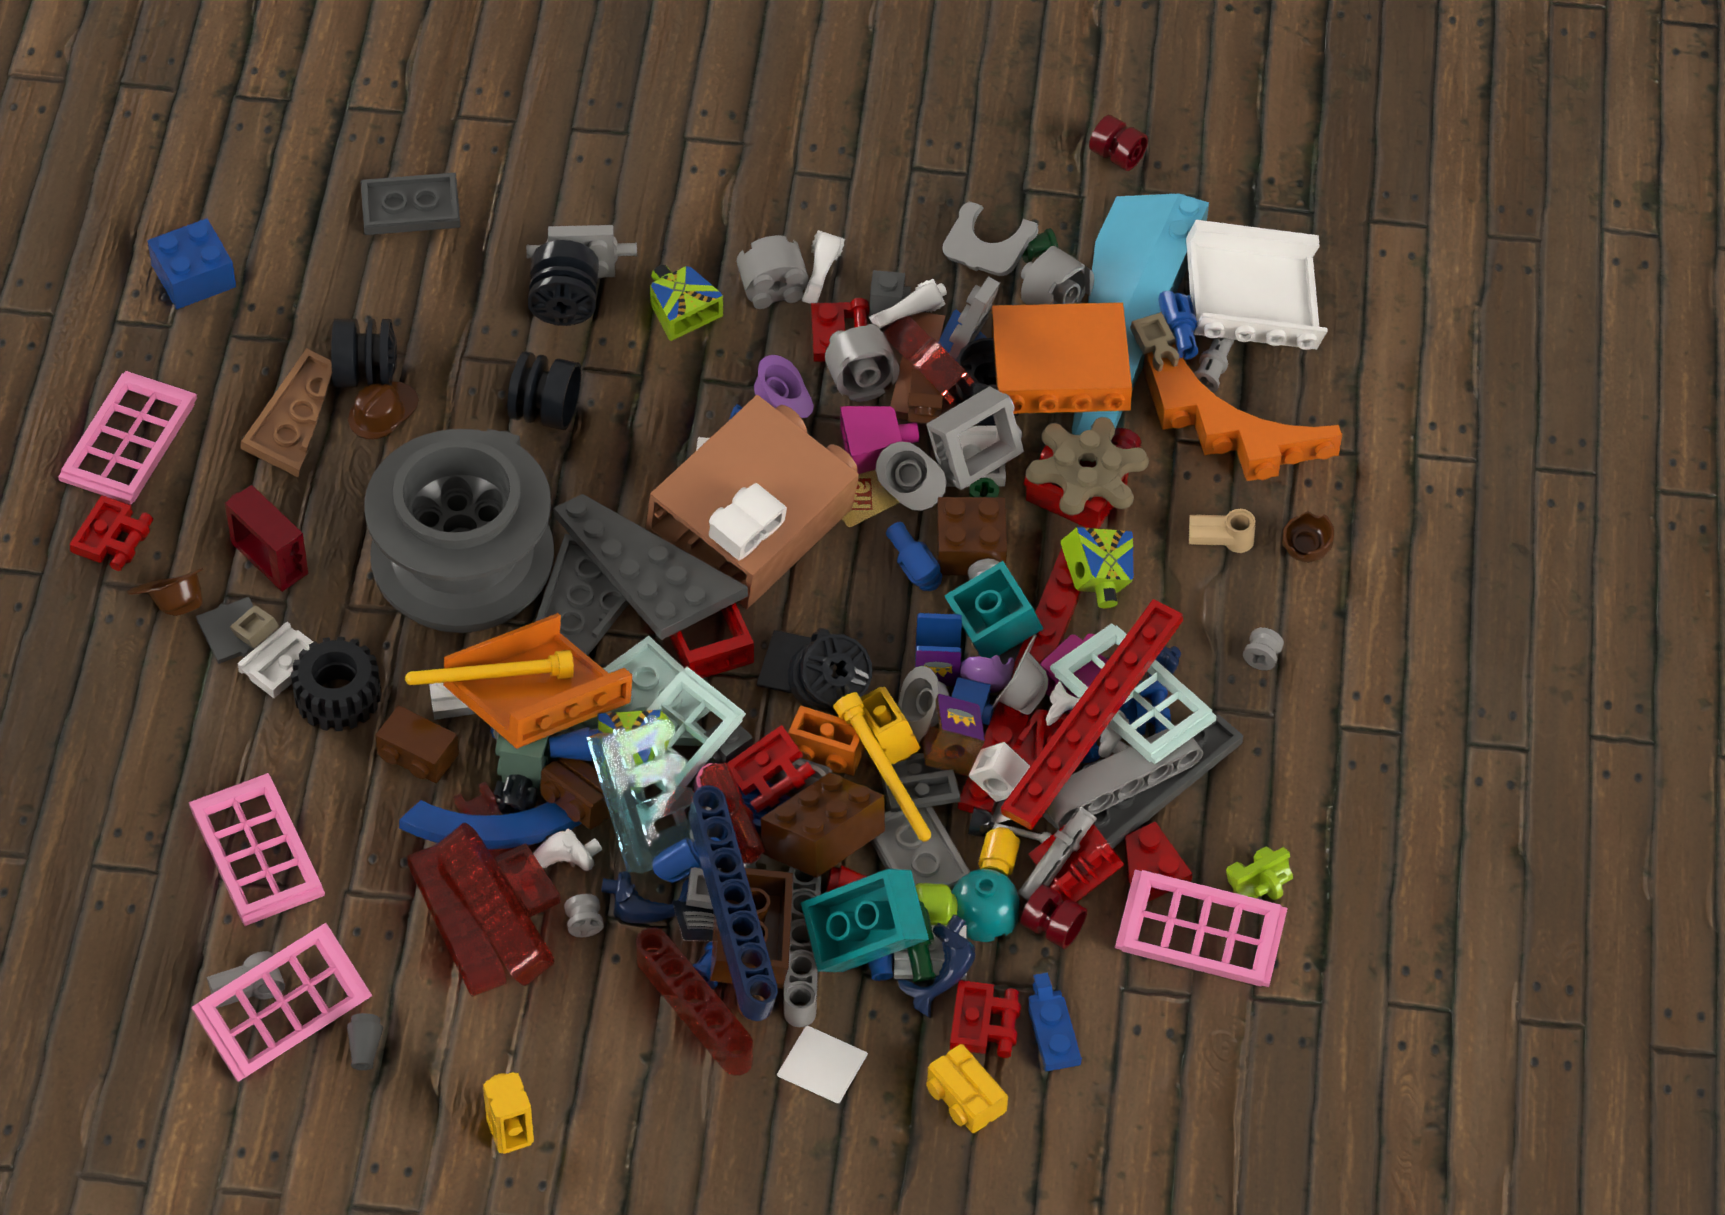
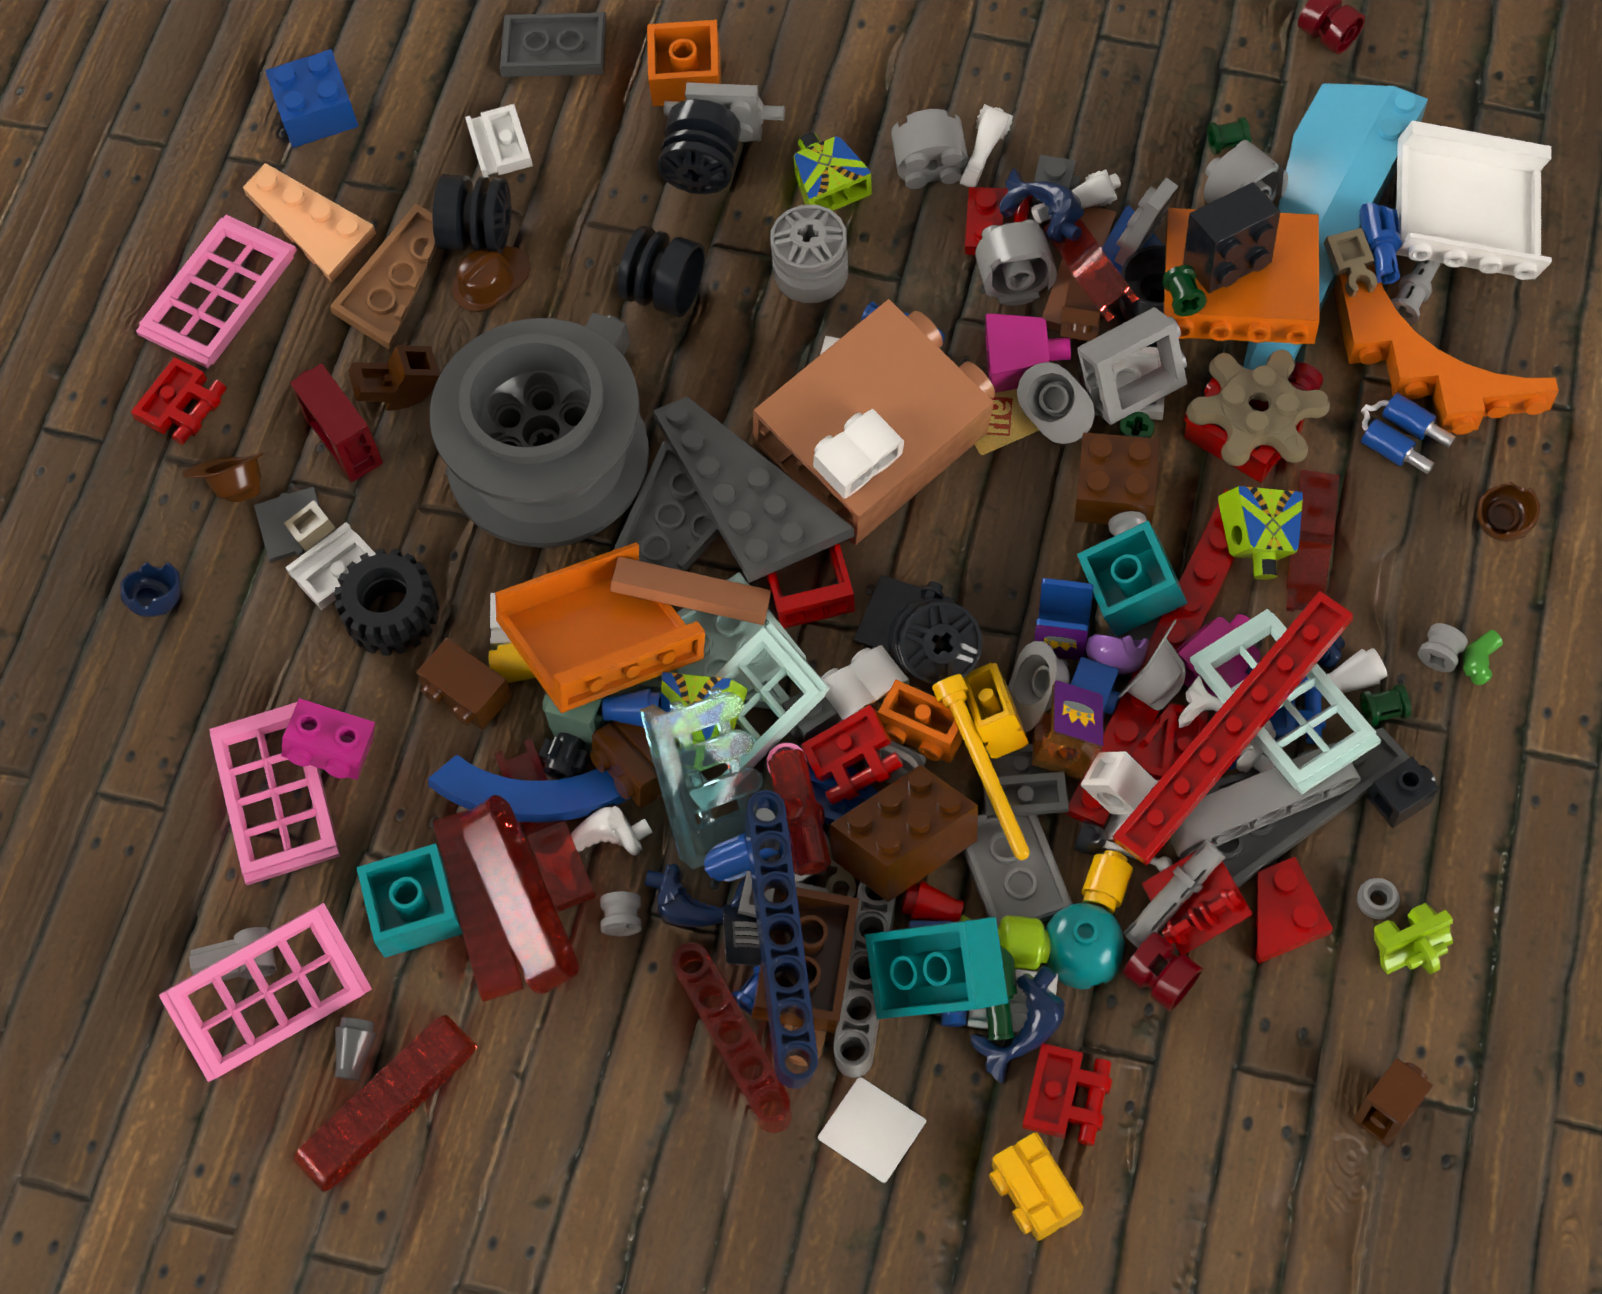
camera: 15 degrees right, 10 degrees up
(117, 692) = (151, 590): none -> dark blue hair
(213, 374) = (319, 226): none -> light nougat wing
(306, 801) = (327, 739): none -> dark pink brick
(319, 500) = (400, 382): none -> reddish brown brick
(373, 290) = (499, 141): none -> white plate
(398, 919) = (409, 900): none -> teal brick
(399, 1080) = (384, 1103): none -> clear red beam
(462, 722) = (509, 663): none -> yellow brick
(508, 1112) = (495, 1165): yellow brick -> none
(533, 205) = (681, 55): none -> orange brick
(557, 665) = (625, 608): yellow piece -> none
(612, 649) = (690, 590): none -> nougat tile
(676, 367) = (809, 253): none -> light grey wheel
(773, 708) = (862, 682): none -> white brick
(782, 385) = (924, 285): medium lavender piece -> none
(897, 307) = (1063, 205): none -> dark blue animal
(915, 558) = (1050, 501): blue arm -> none
(994, 258) = (1176, 147): light grey piece -> none
(1013, 369) = (1184, 290): none -> dark green bush
(1049, 323) = (1231, 237): none -> black brick
(1052, 1026) = (1147, 1111): blue hinge -> none
(1146, 566) = (1310, 563): none -> clear red piece
(1197, 672) = (1359, 671): none -> white cone
(1218, 468) = (1395, 445): none -> blue piece
(1221, 696) = (1385, 705): none -> dark green bush
(1230, 840) = (1379, 887): none -> light grey plate
(1233, 530) = (1406, 493): tan piece -> none
(1240, 763) = (1403, 791): none -> black brick
(1253, 993) = (1393, 1101): none -> reddish brown brick
(1267, 943) = (1261, 972): bright pink piece -> none
(1293, 654) = (1476, 657): none -> bright green arm

